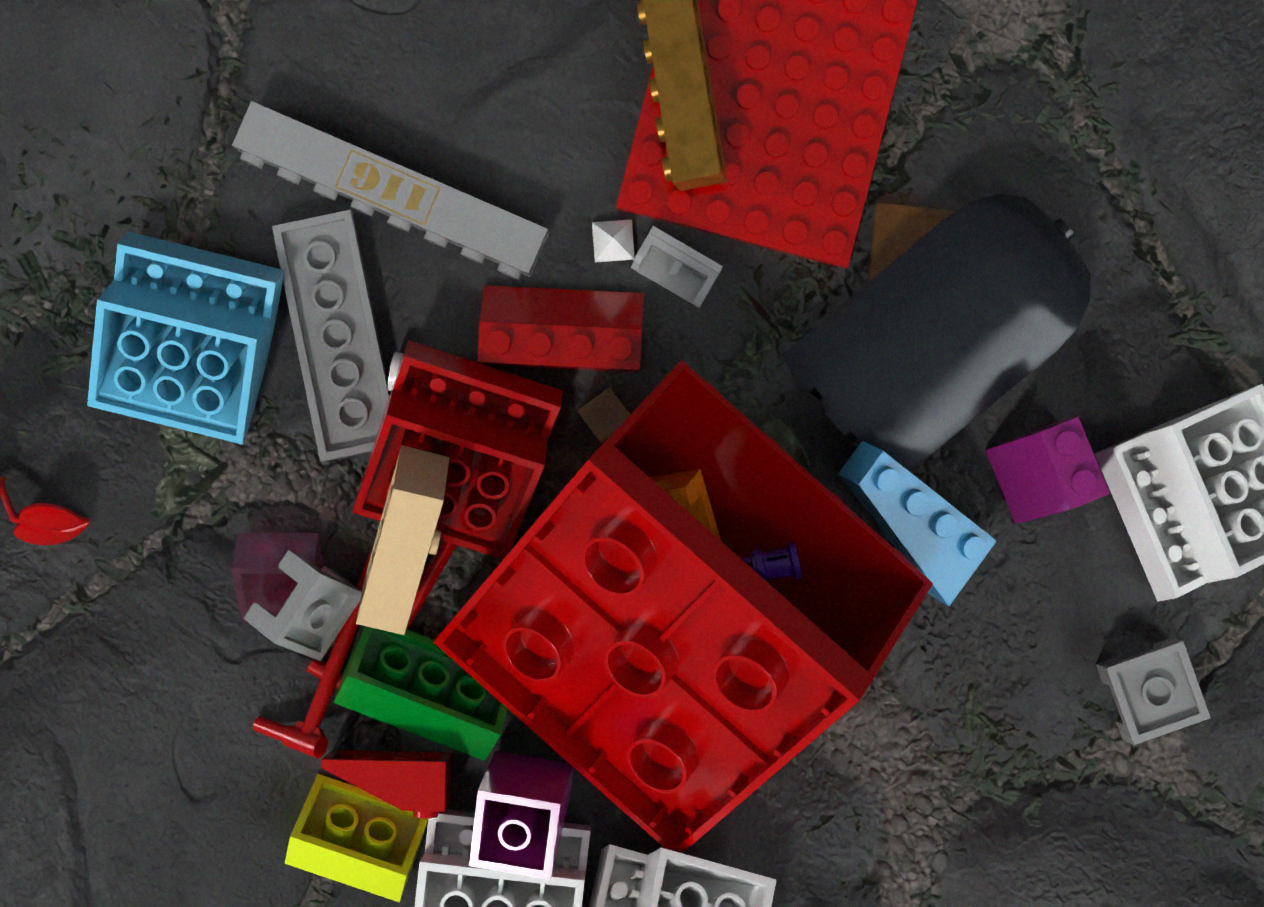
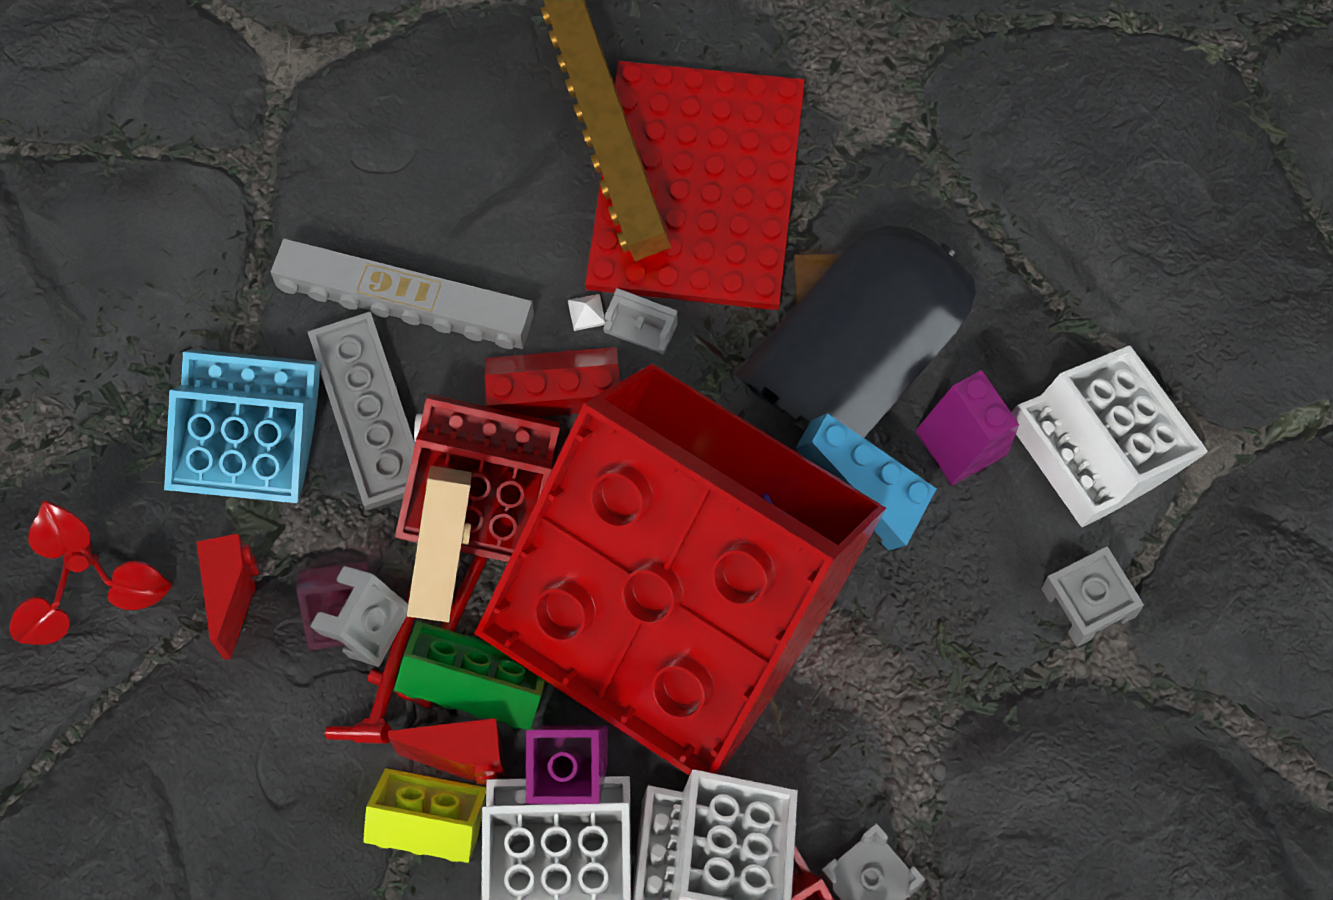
camera: 10 degrees left, 20 degrees down
(150, 545) = (227, 587): none -> red slope

